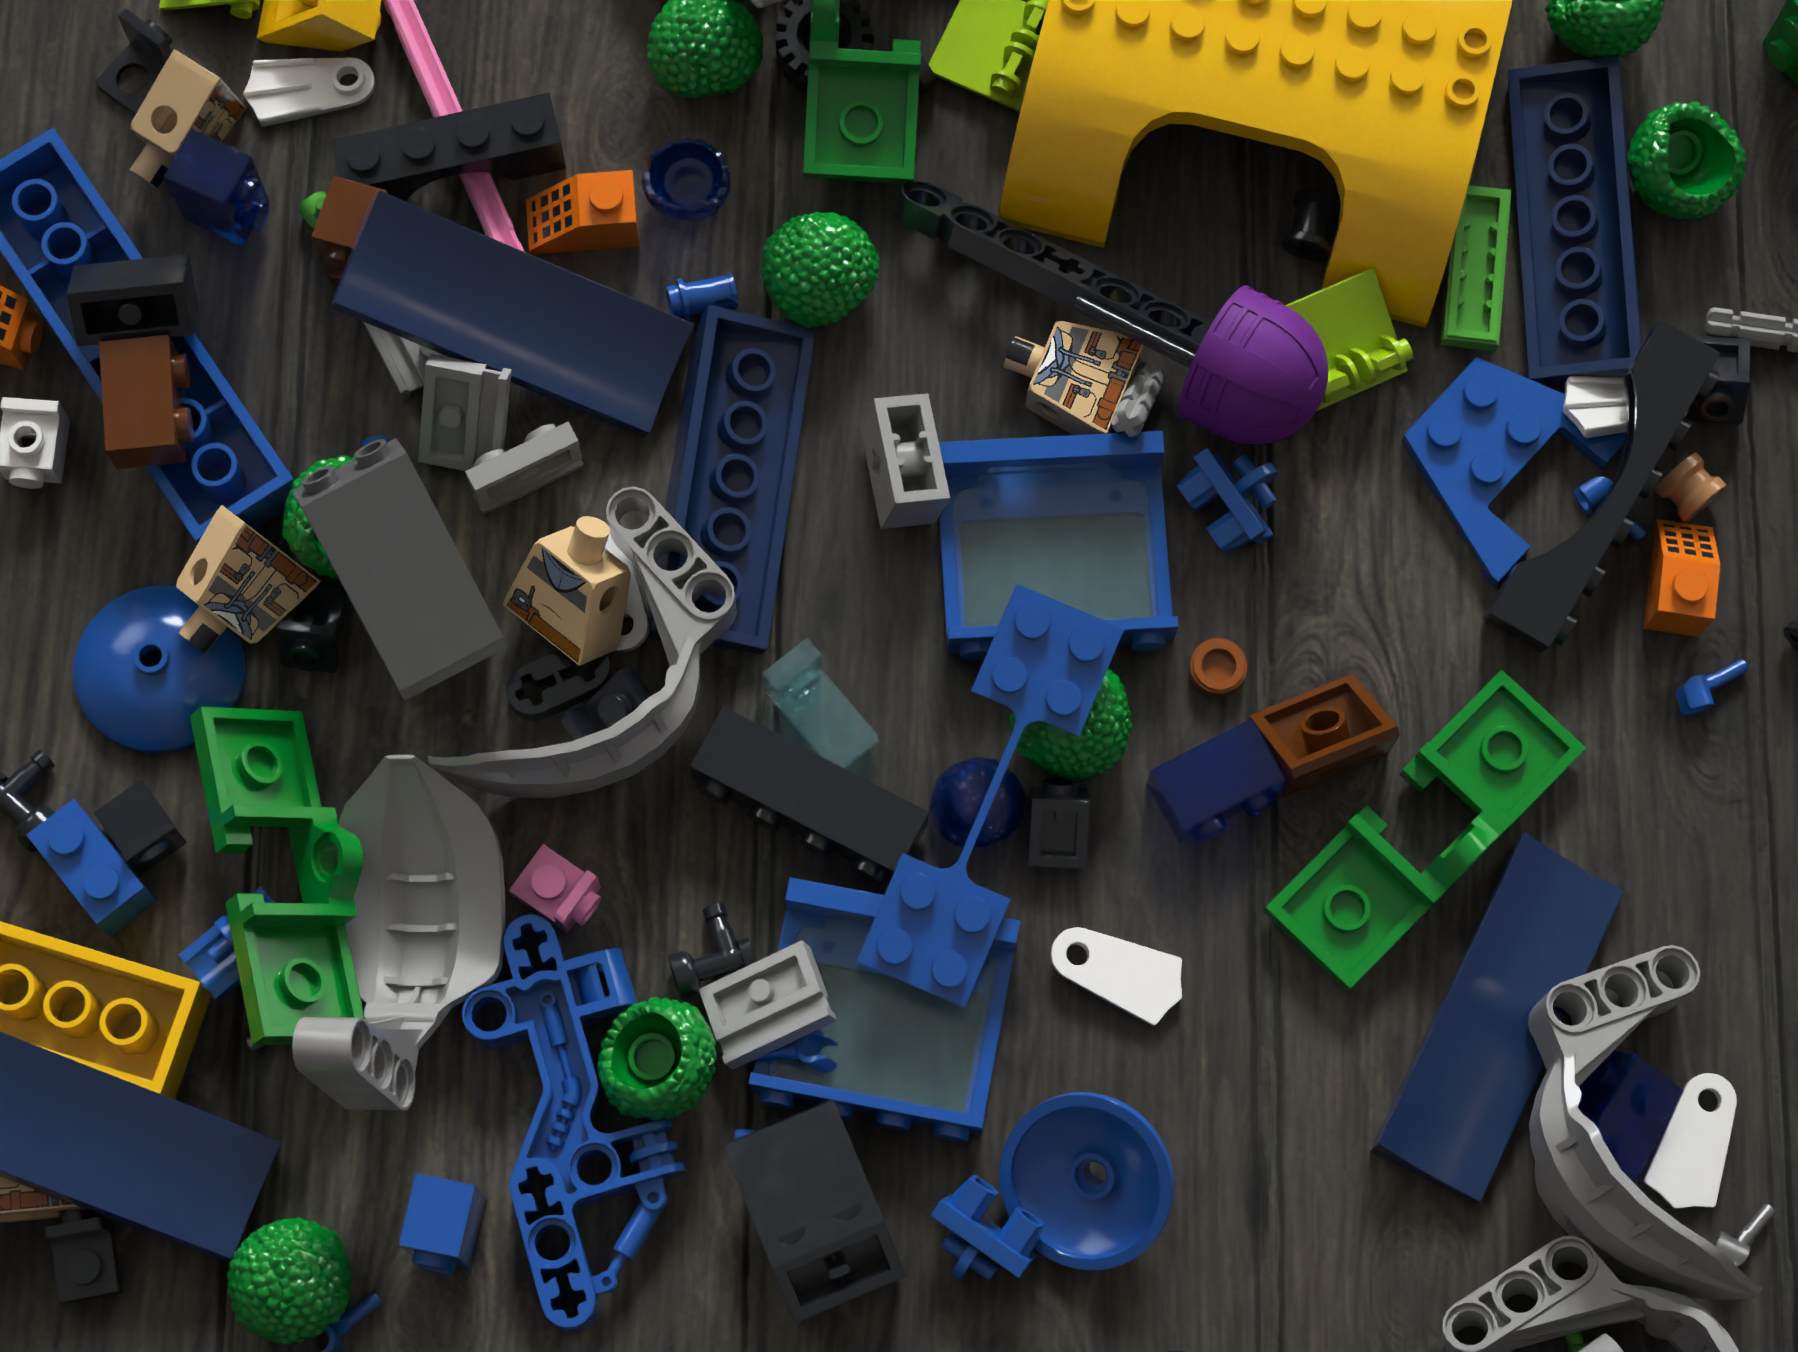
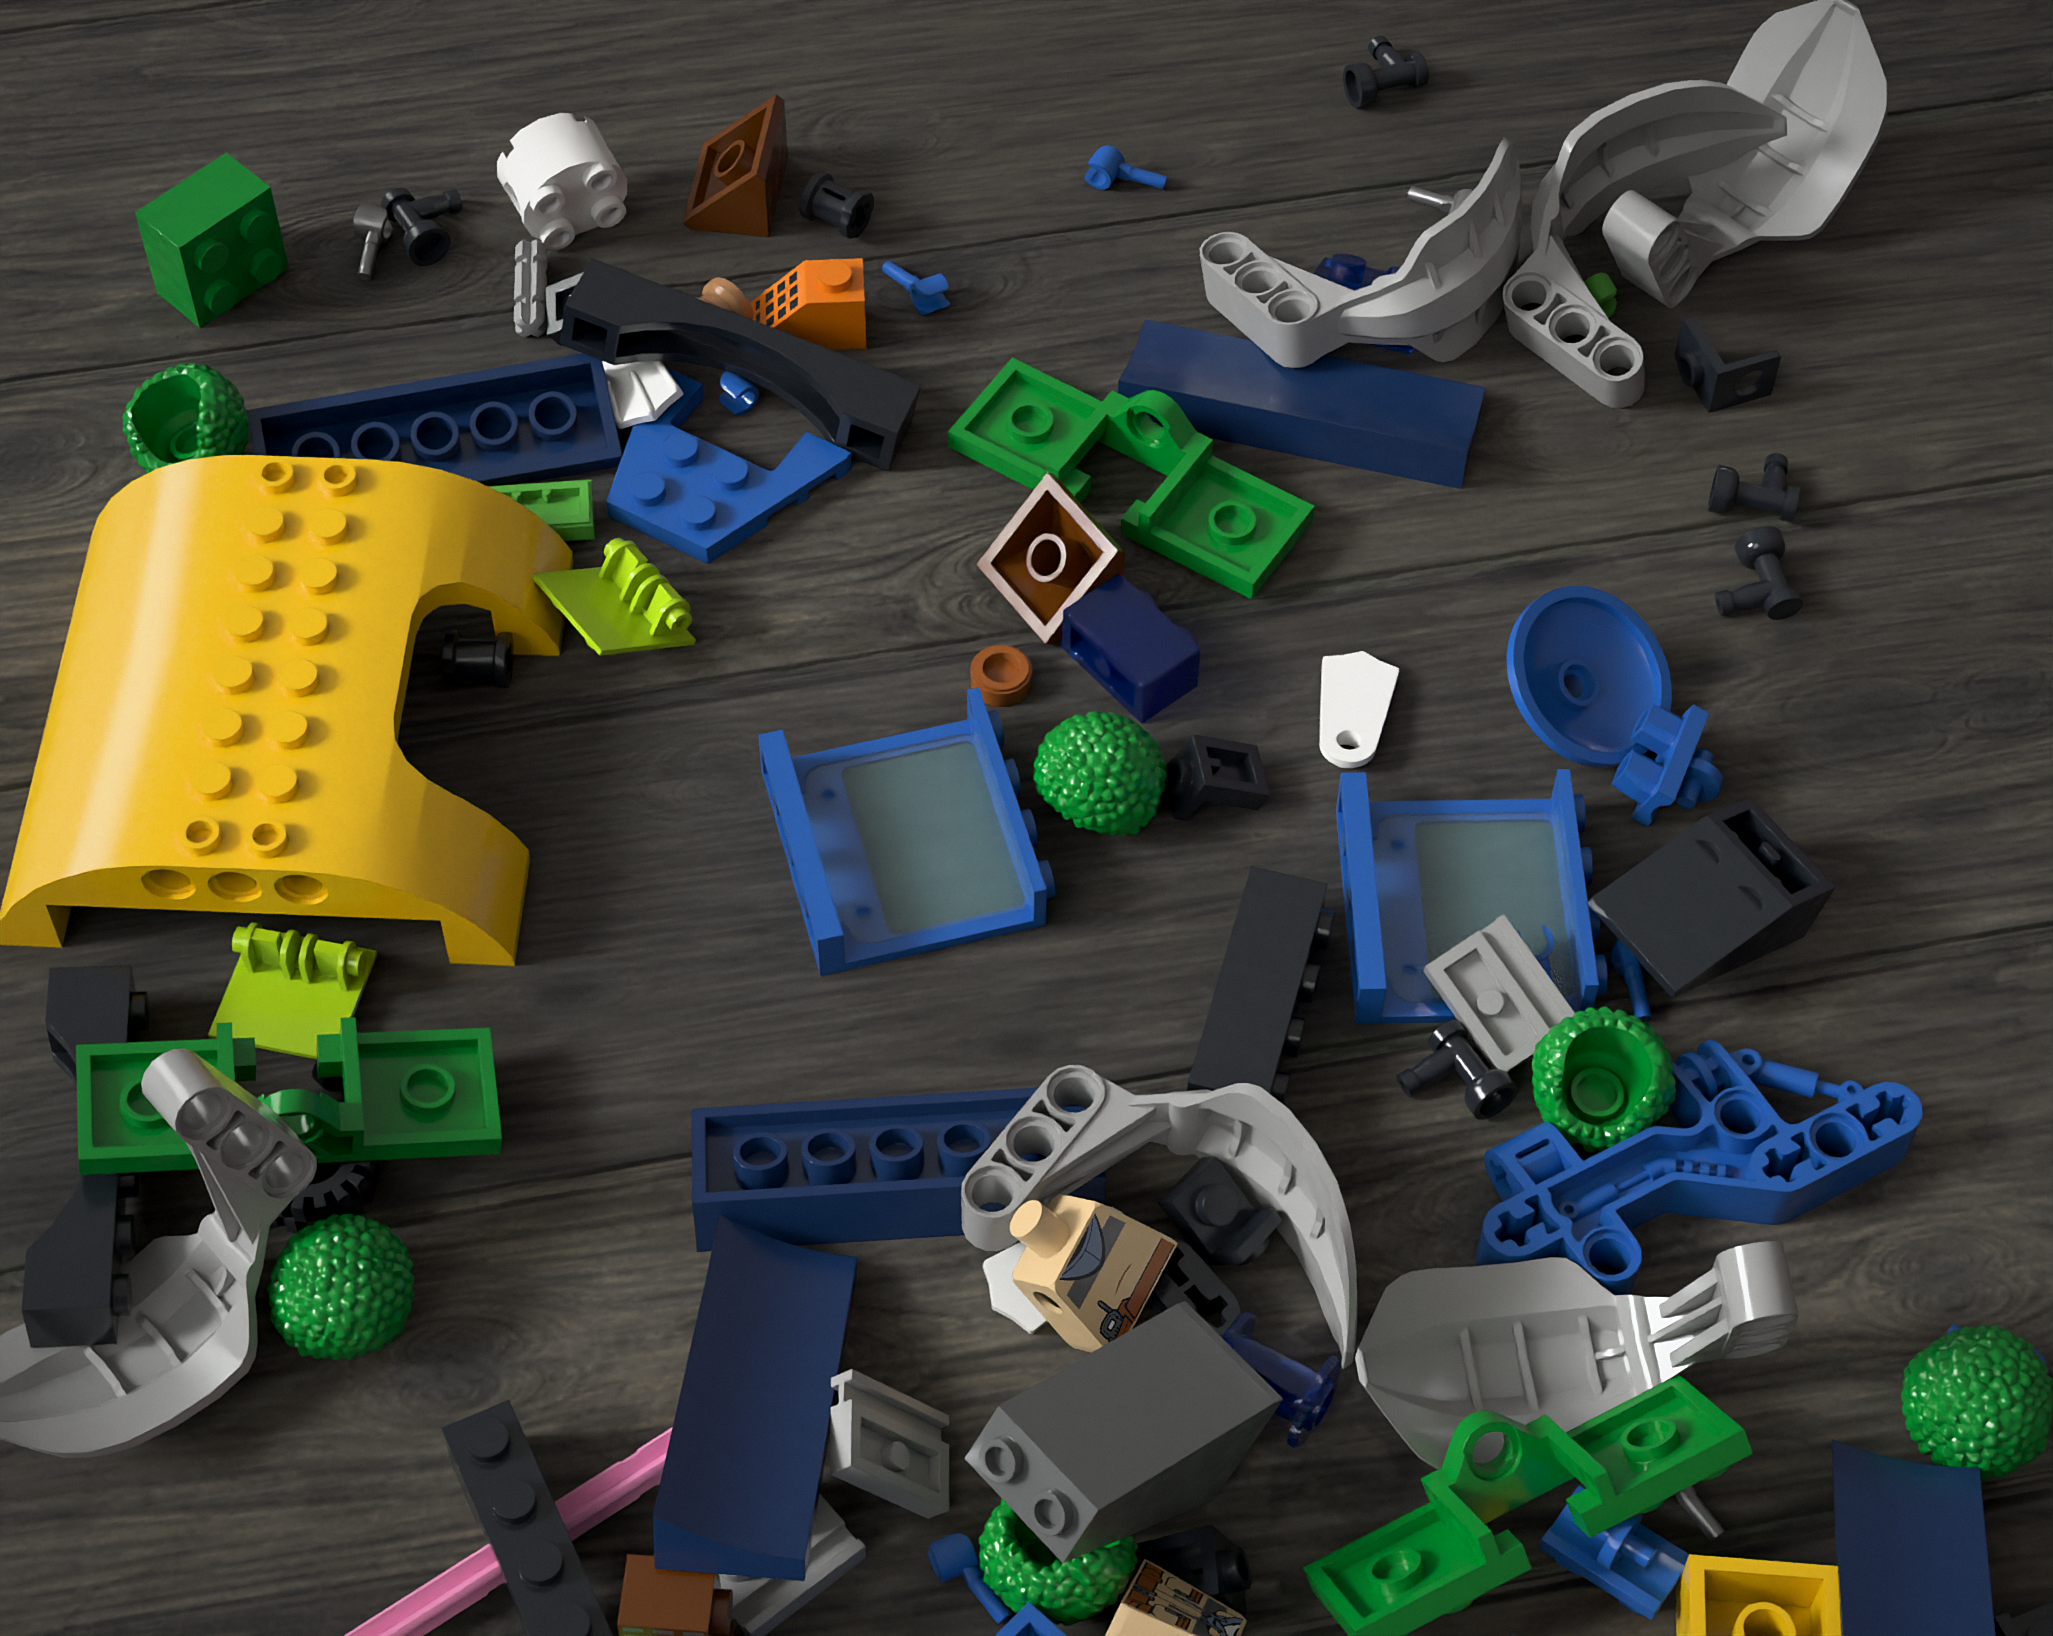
camera: 100 degrees left, 20 degrees down
(442, 1224) = (1859, 1246): blue brick -> none
(457, 717) = (1303, 1389): none -> clear blue hose
(509, 475) = (938, 1365): light grey plate -> none
(557, 889) = (1435, 1230): bright pink bracket -> none
(584, 214) = (588, 1382): orange slope -> none
(687, 180) = (526, 1274): clear blue hair -> none
(695, 296) = (677, 1249): blue pin -> none
(818, 706) = (1149, 1024): clear light blue bracket -> none
(819, 268) = (620, 1107): green hair -> none
(904, 461) = (844, 973): light grey brick -> none
(935, 920) = (1084, 766): blue hinge -> none
(959, 797) = (1212, 856): clear blue hair -> none
(1076, 375) = (704, 836): torso -> none
(1138, 399) = (721, 770): light grey axle -> none
(1213, 480) = (795, 697): blue hips -> none
(1250, 370) = (675, 661): piece -> none
(1685, 161) = (360, 342): green hair -> none
(1694, 1146) = (1378, 243): white piece -> none

